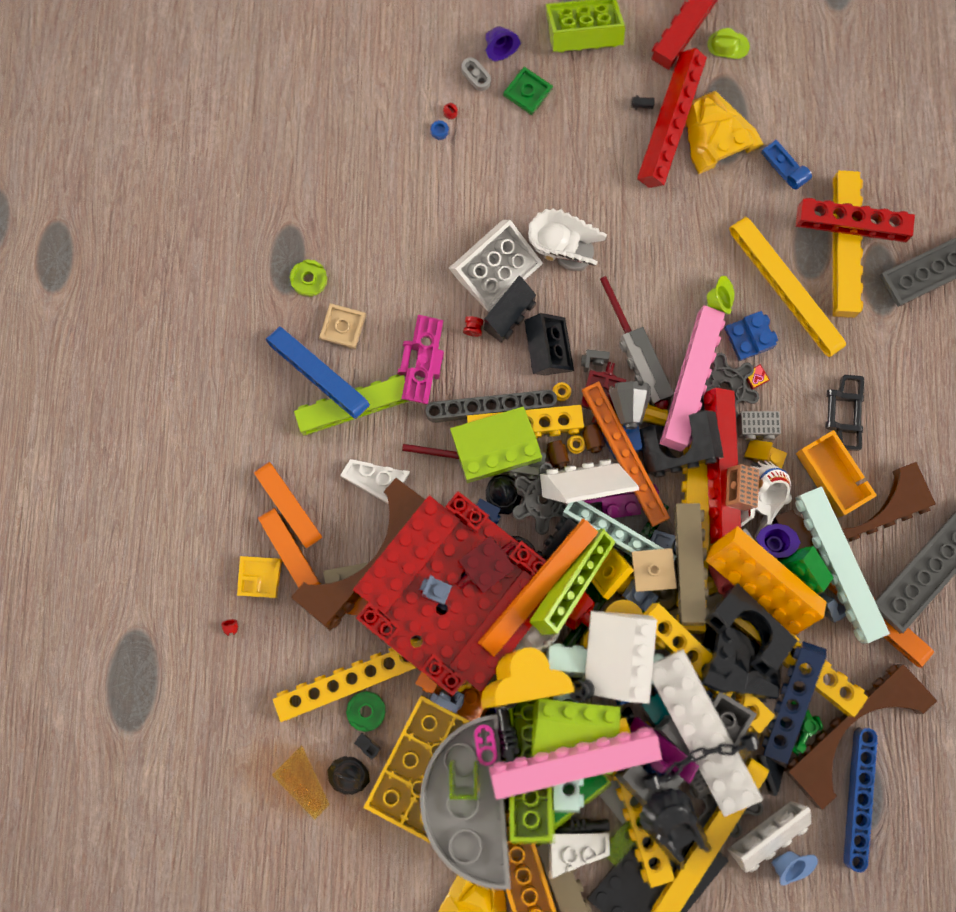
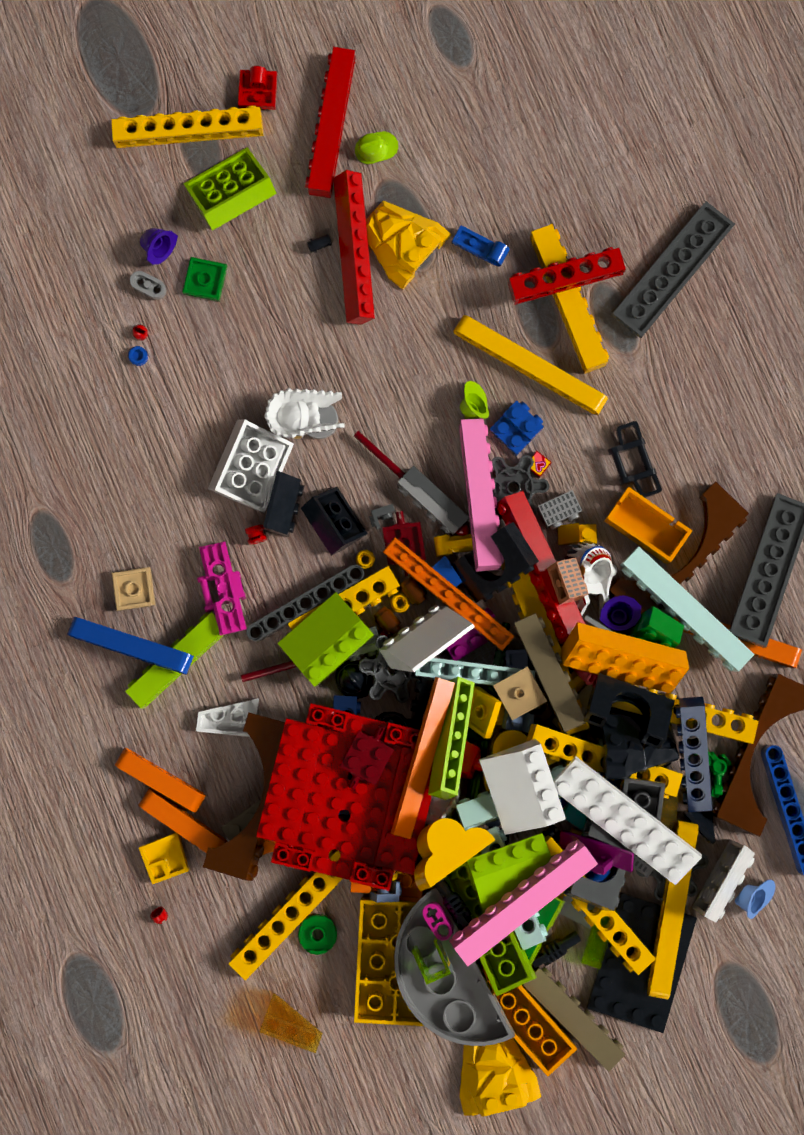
camera: 20 degrees left, 5 degrees up
(308, 288) = (72, 548): lime tile -> none
(348, 775) = (327, 998): black piece -> none
(368, 746) = (333, 964): black piece -> none
(435, 589) = (331, 802): sand blue bracket -> none
(576, 850) = (558, 973): white wing -> none
(578, 694) = (496, 832): black wheel -> none
(630, 402) = (432, 545): dark grey cone -> none
(673, 824) = (633, 912): black piece -> none
(748, 741) = (668, 812): black piece -> none
(833, 610) = (695, 651): sand blue bracket -> none

